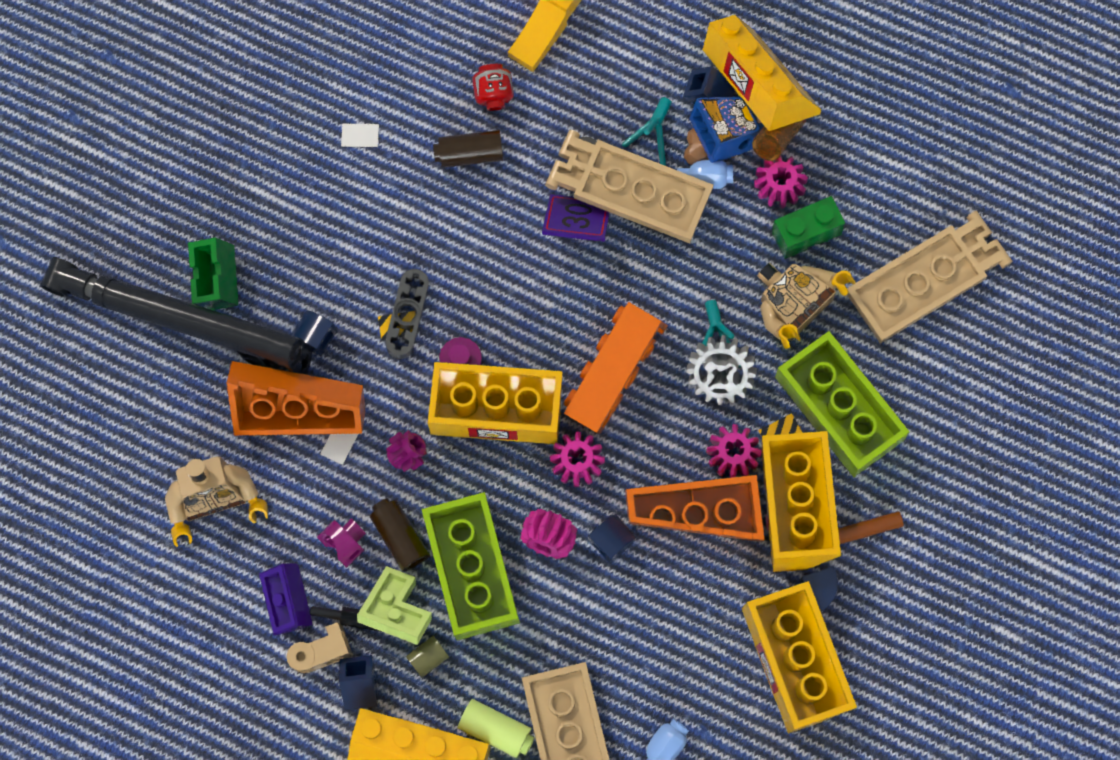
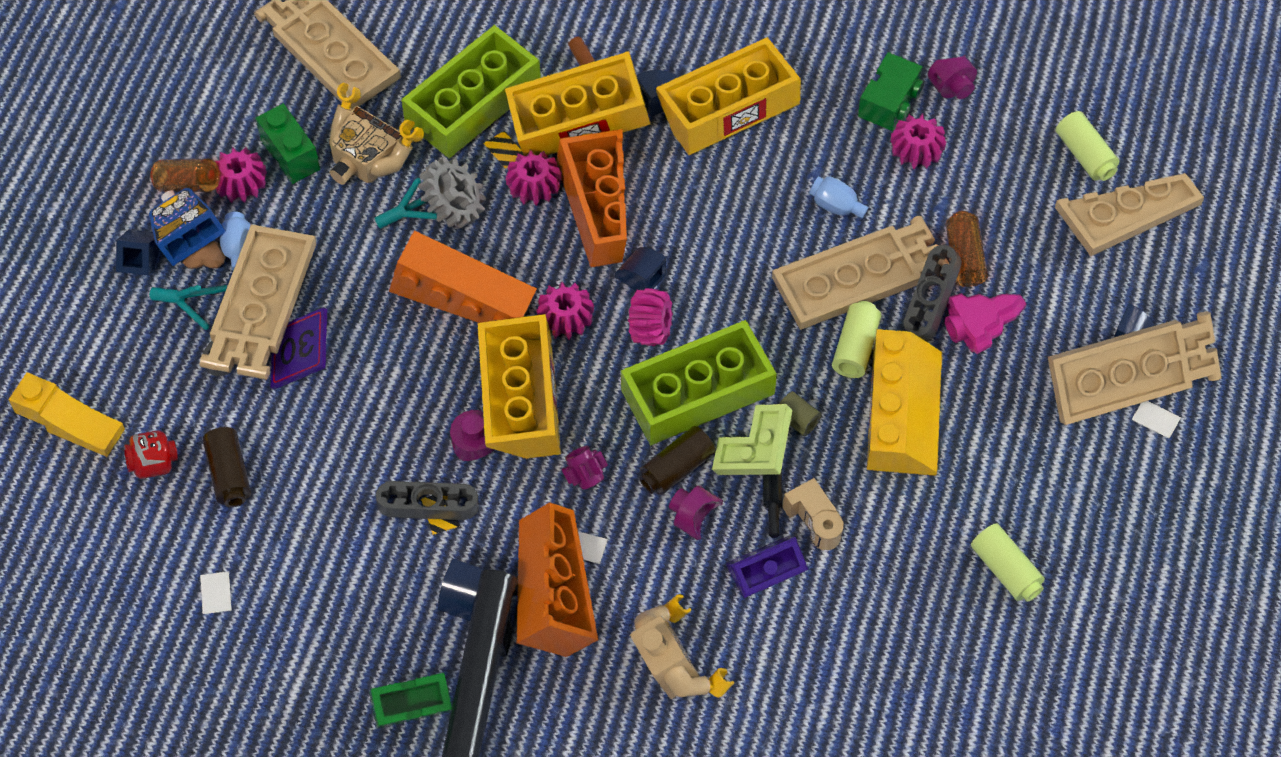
camera: 105 degrees left, 15 degrees down
(358, 682) = (840, 472): dark blue brick -> none
(757, 74) = (124, 195): yellow slope -> none

